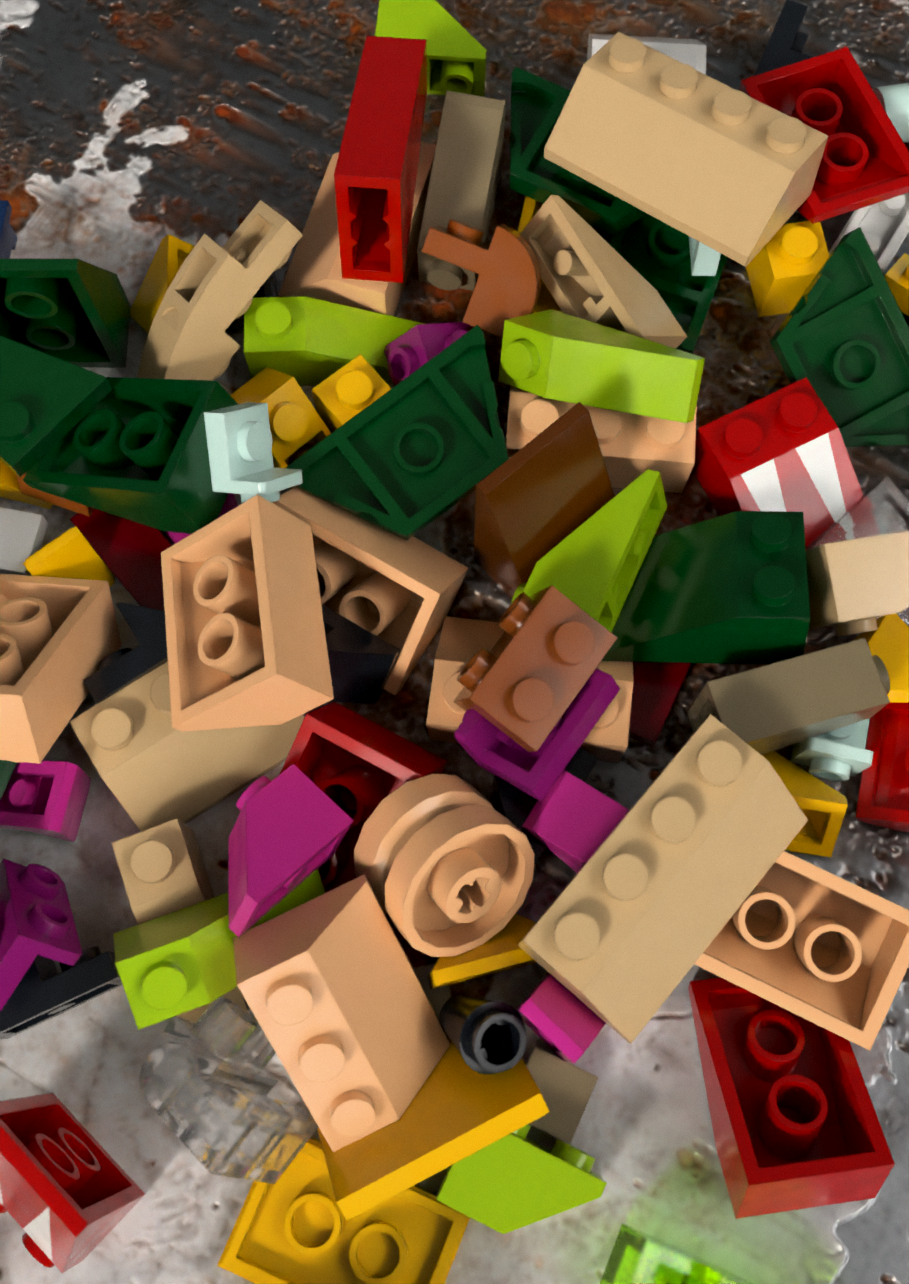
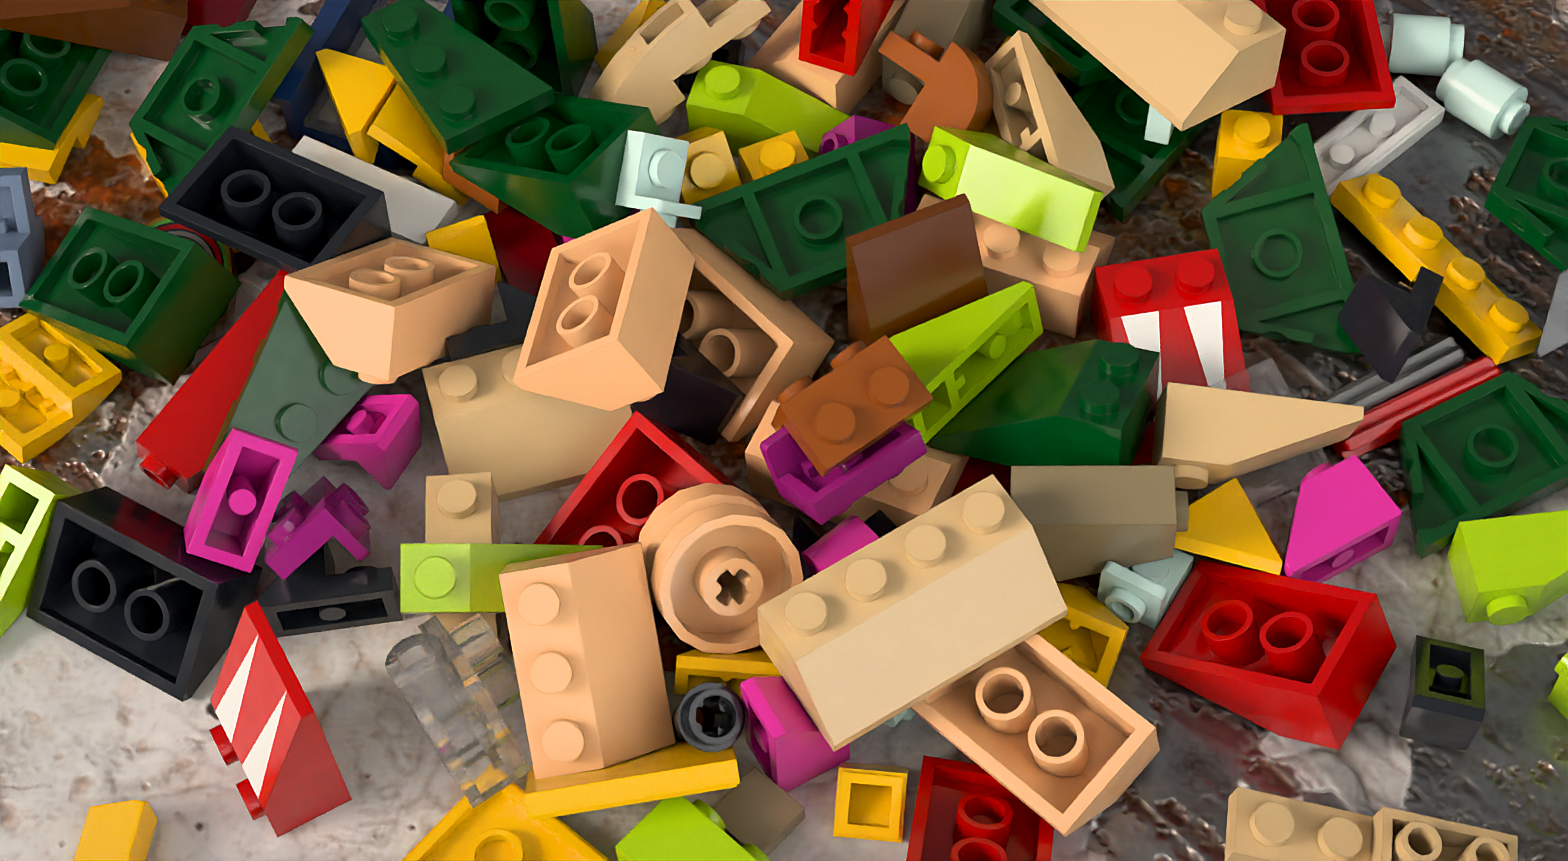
camera: 20 degrees right, 15 degrees down
(278, 842) = (578, 505): dark pink slope -> none
(661, 1050) = (870, 802): none -> yellow slope

